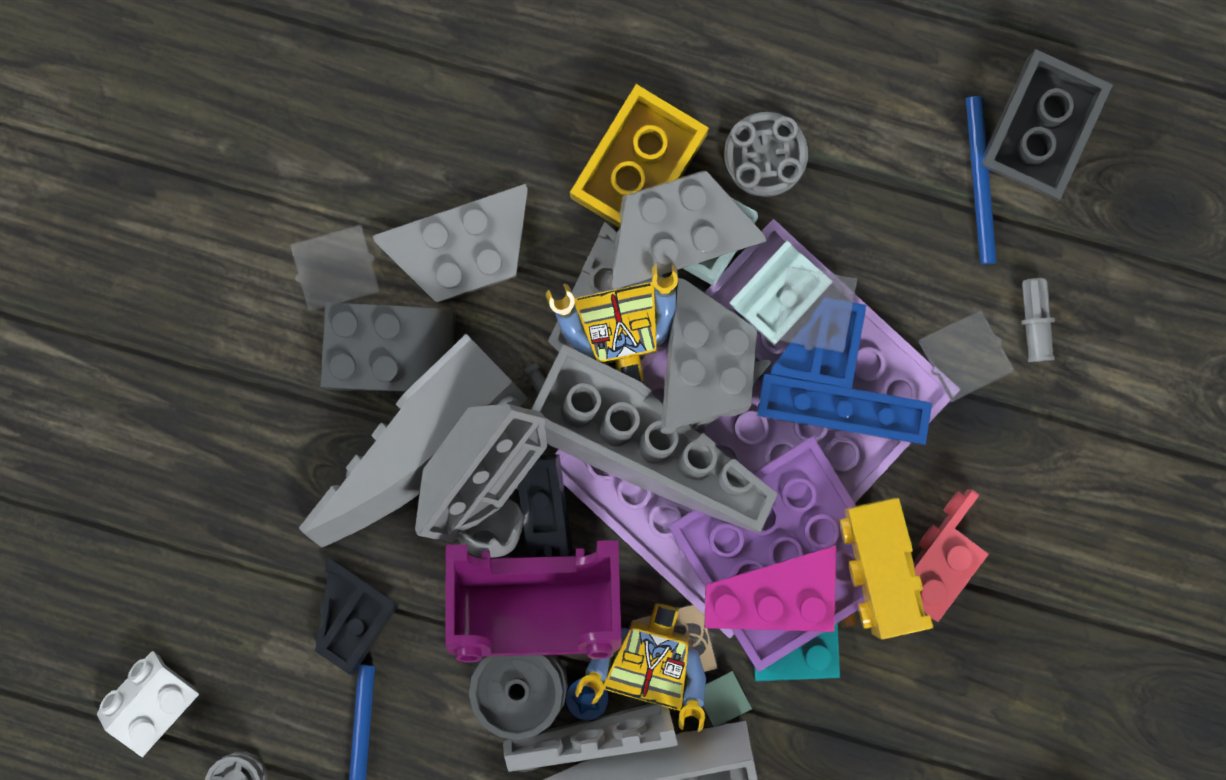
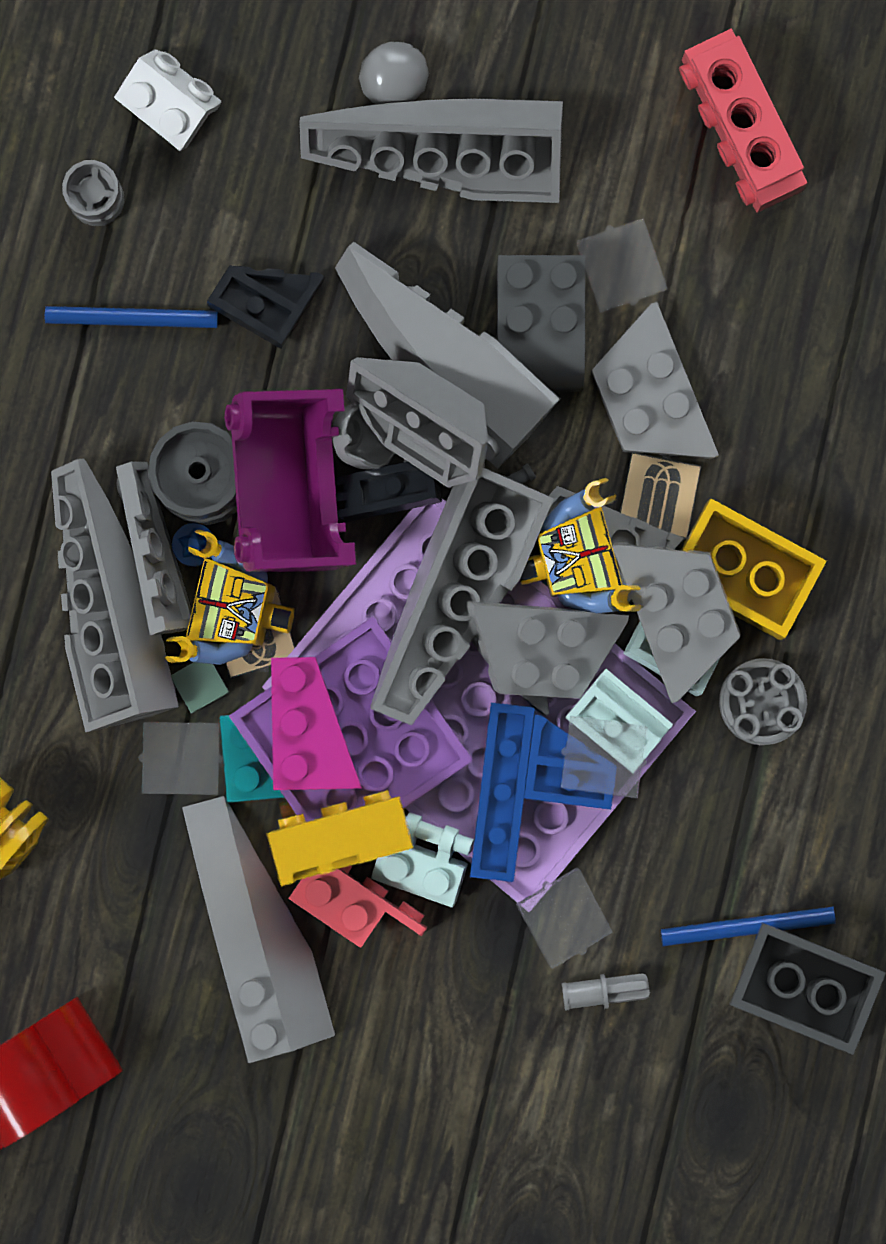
camera: 85 degrees right, 0 degrees up
(135, 480) = (393, 73): none -> light grey hair
(138, 152) = (728, 57): none -> coral brick
(208, 417) = (456, 144): none -> light grey wedge
(558, 241) = (661, 492): none -> piece
(794, 721) = (180, 758): none -> clear piece
(916, 486) = (426, 871): none -> light aqua plate
(978, 653) = (257, 940): none -> light grey wedge

